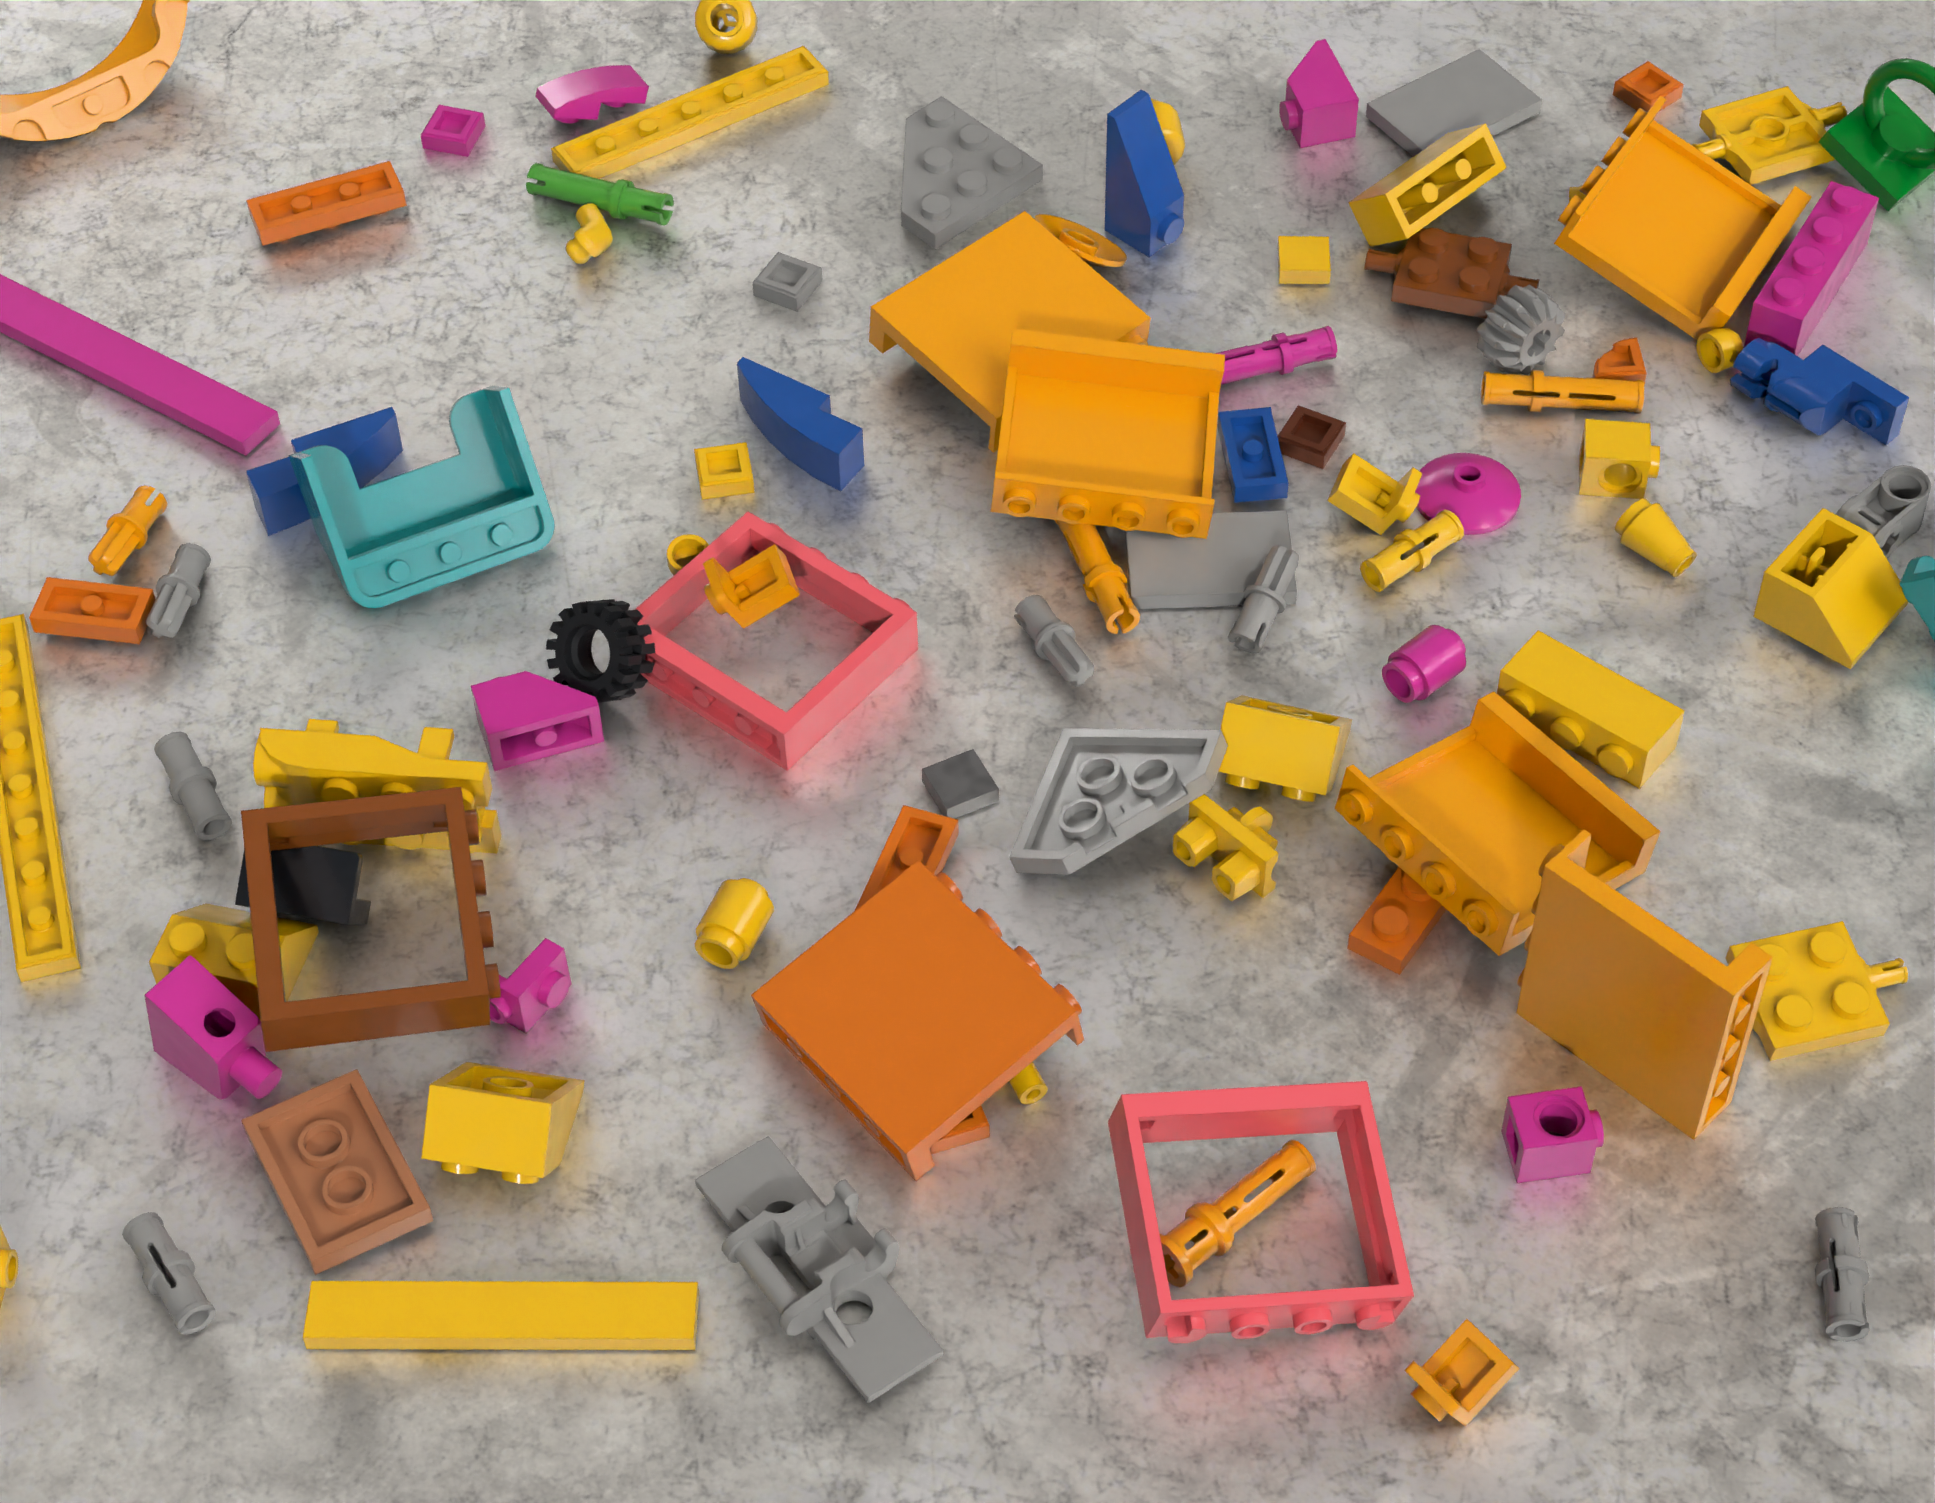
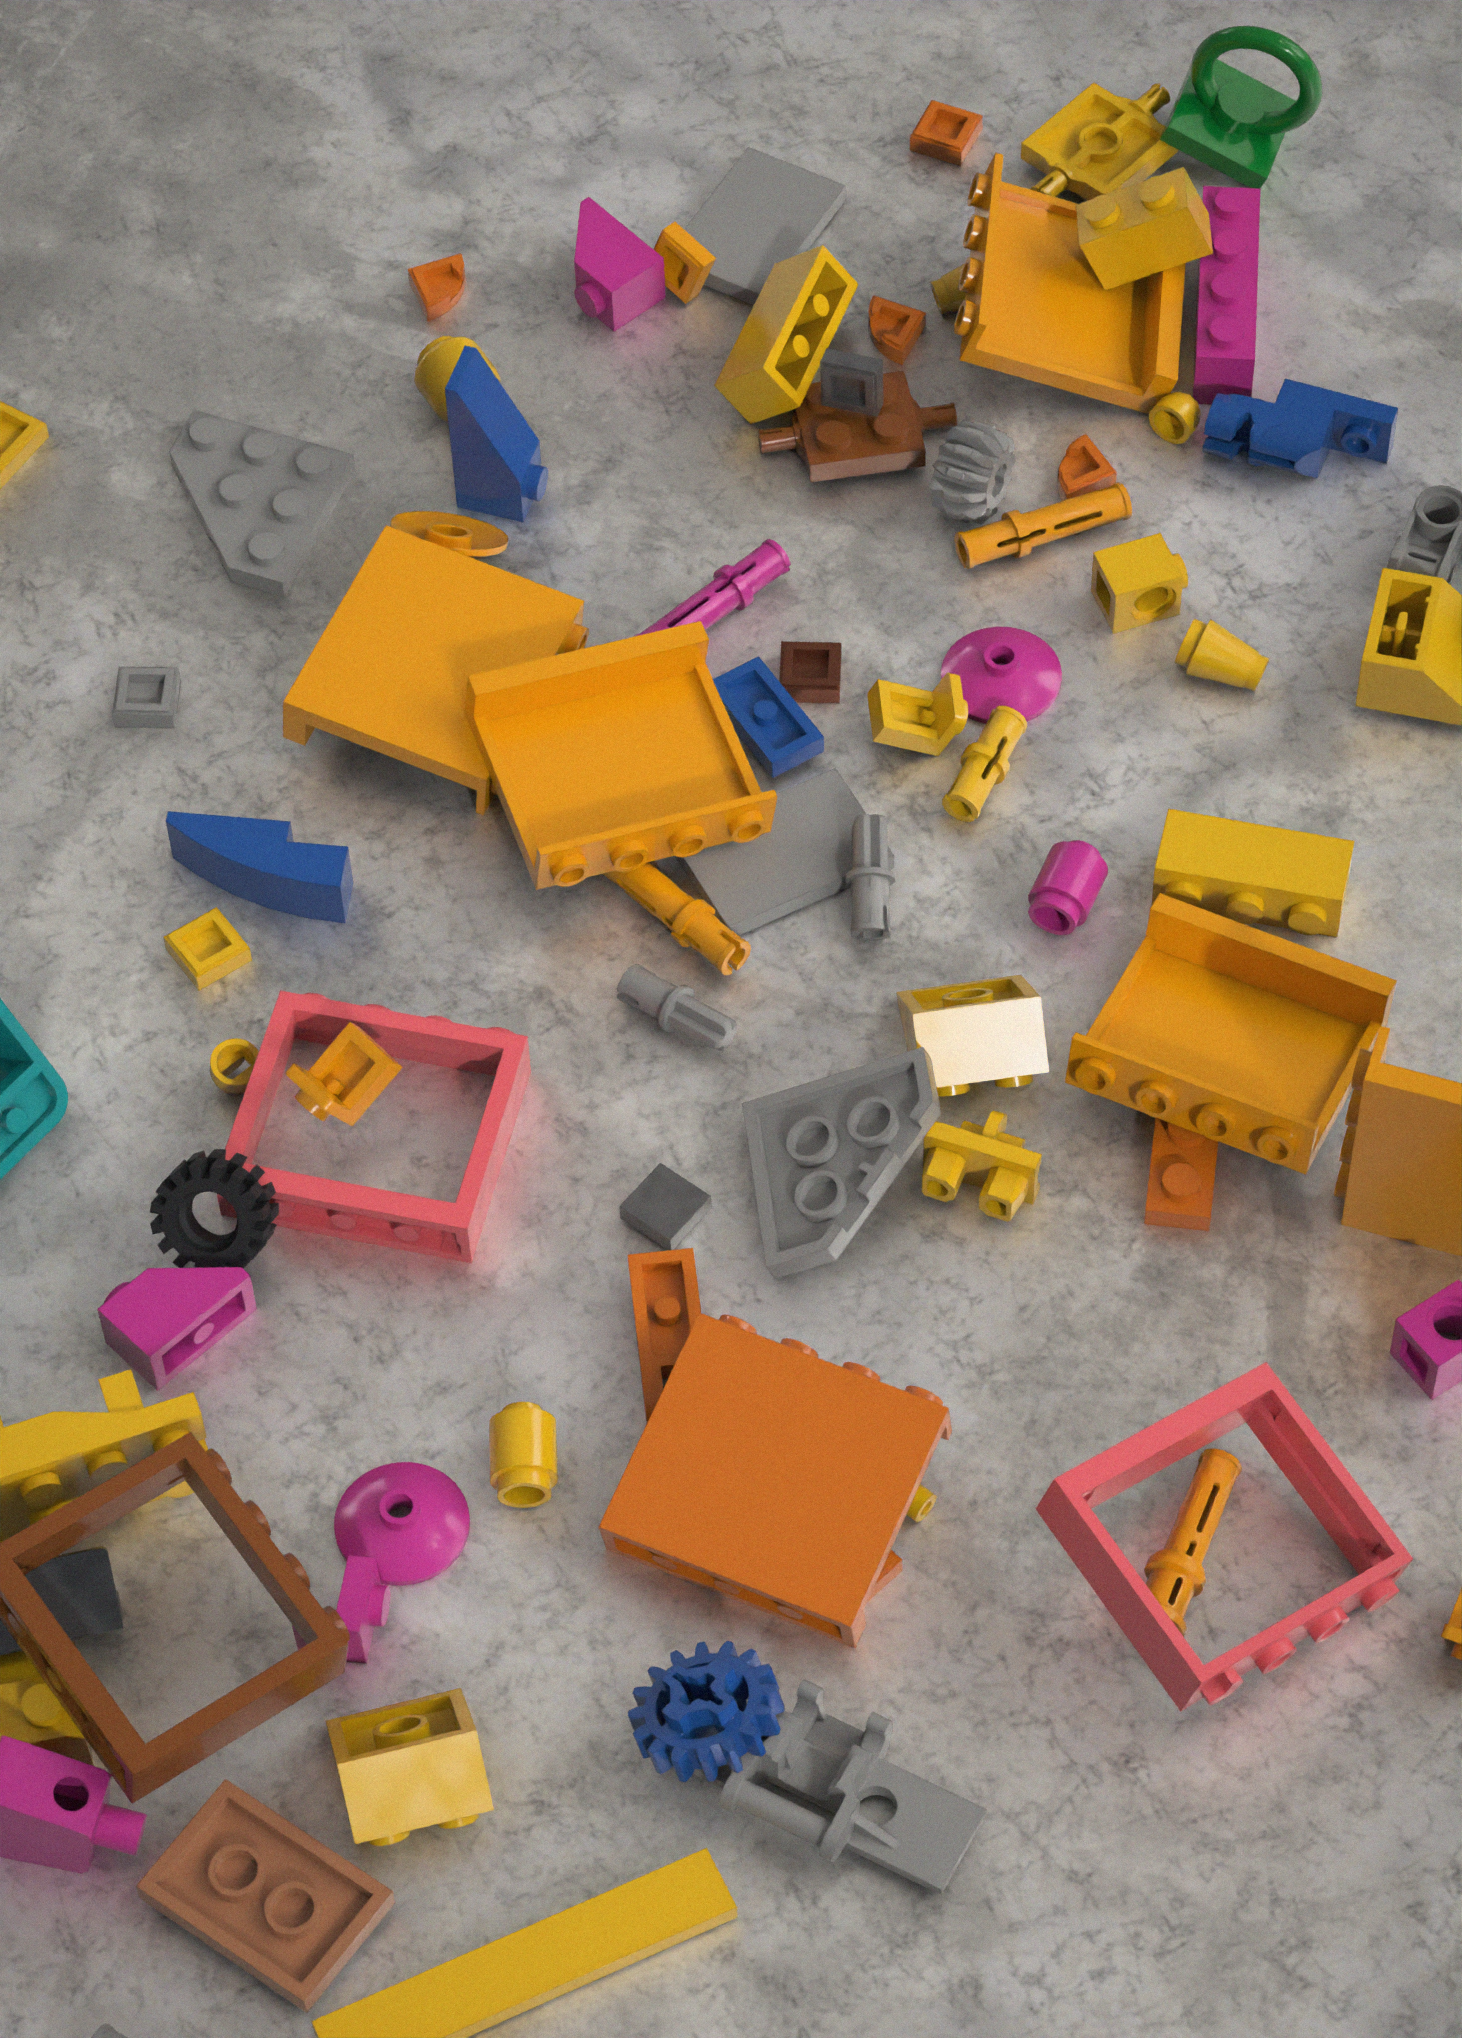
camera: 25 degrees left, 5 degrees up
(622, 956) = (406, 1547): none -> dark pink dish
(749, 1170) = (706, 1711): none -> blue gear
(1182, 72) = (438, 285): none -> orange tile
(1304, 260) = (693, 467): yellow tile -> none
(1375, 110) = (684, 262): none -> light orange tile
(1455, 230) = (851, 382): none -> flat silver tile
(1525, 214) = (894, 328): none -> orange tile
(1759, 192) = (1144, 228): none -> yellow brick

